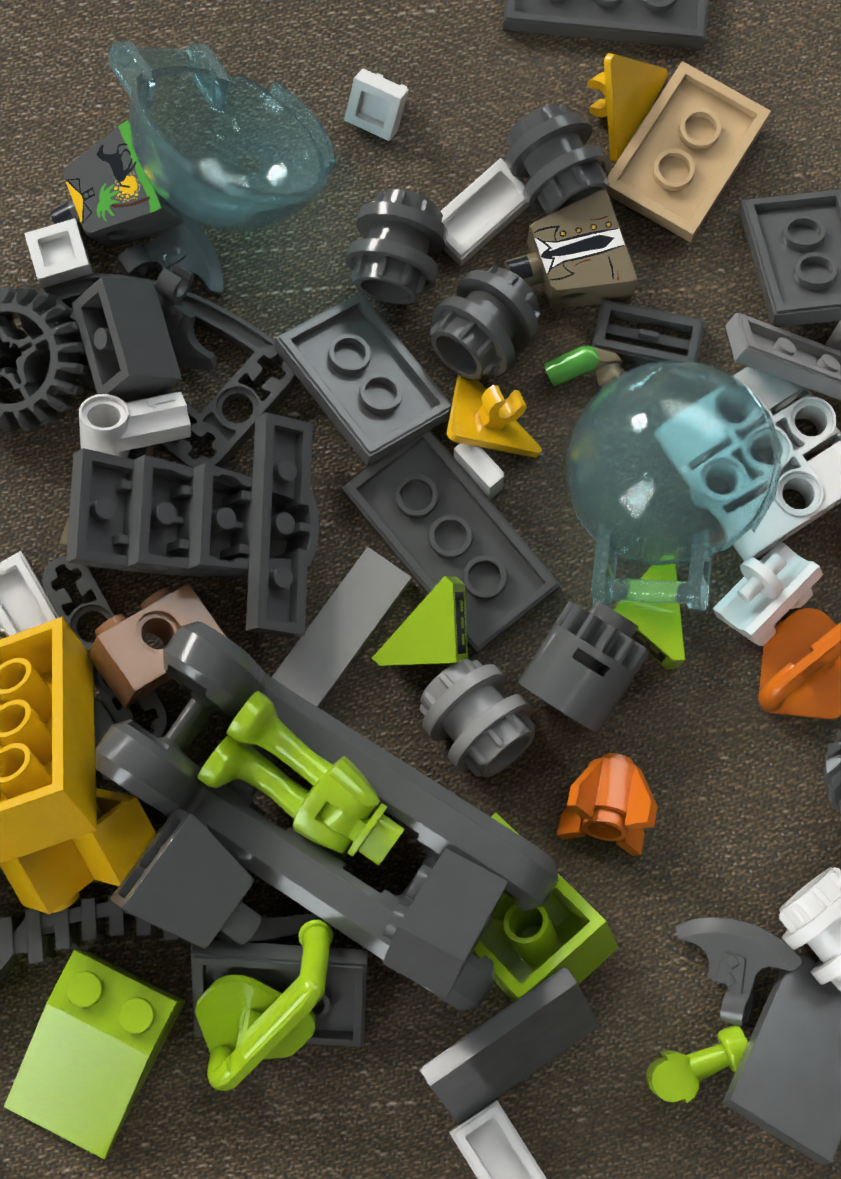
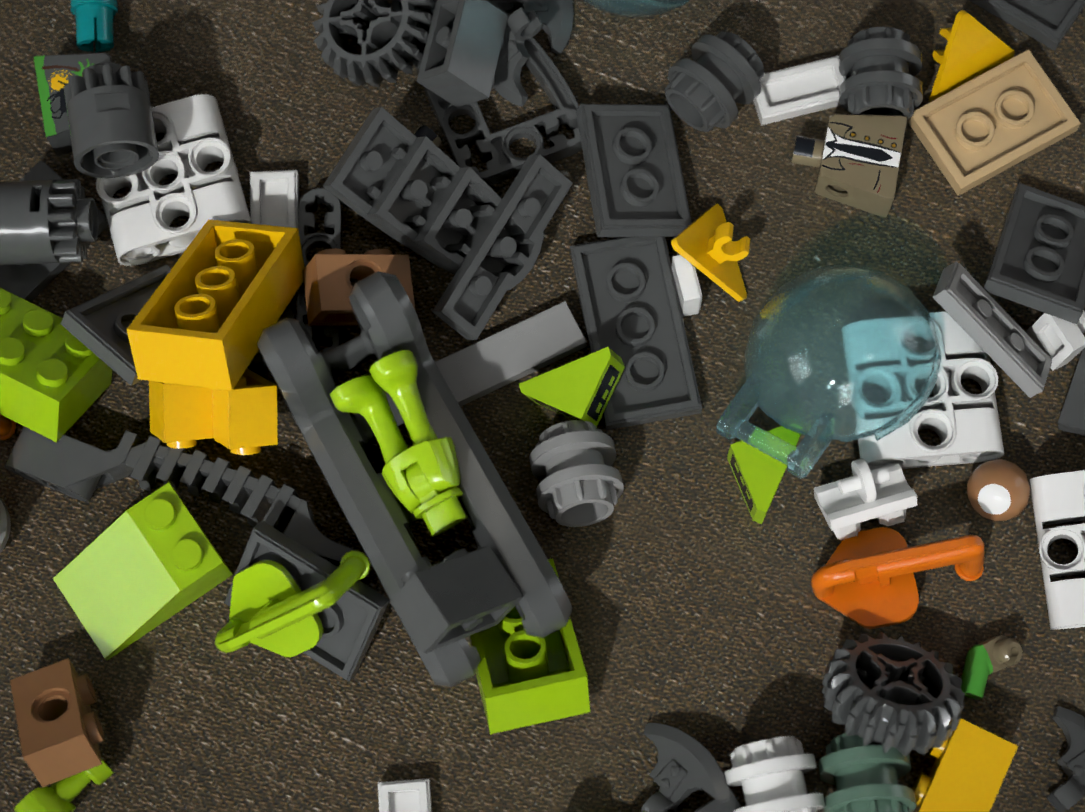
camera: 30 degrees right, 5 degrees down
(119, 426) = (422, 110): white piece -> none
(189, 885) = (280, 474): dark grey torso -> none
(485, 323) = (752, 174): dark grey piece -> none
(510, 1046) = (460, 736): dark grey tile -> none
(584, 360) = (816, 244): bright green arm -> none
(585, 663) = (684, 474): dark grey gear -> none
(610, 804) = (644, 595): orange brick -> none
(648, 317) = (888, 235): dark grey tile -> none

